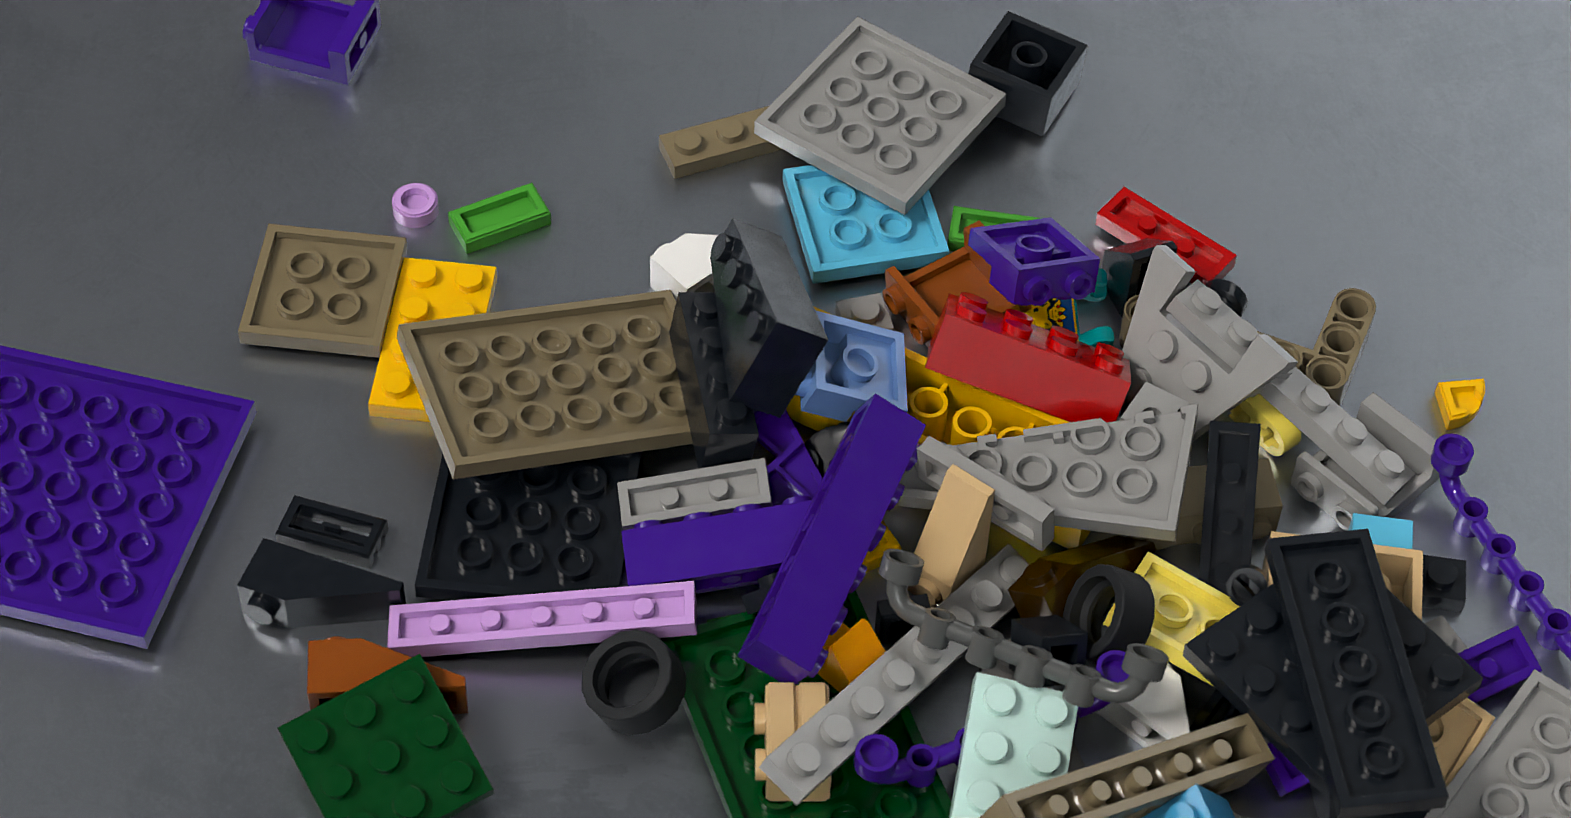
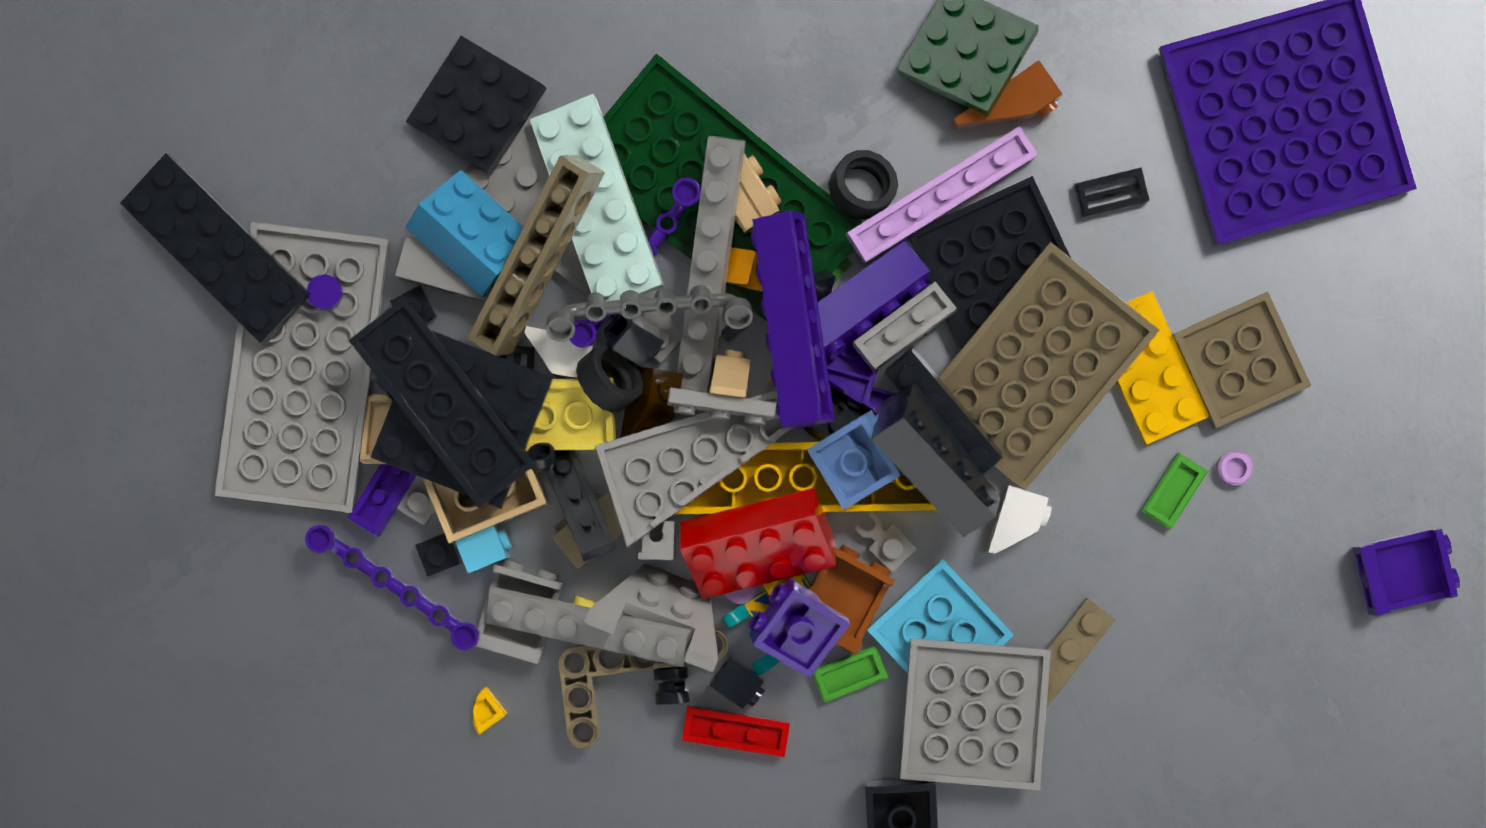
camera: 155 degrees right, 35 degrees up
(312, 590) = (1100, 135): black slope -> none

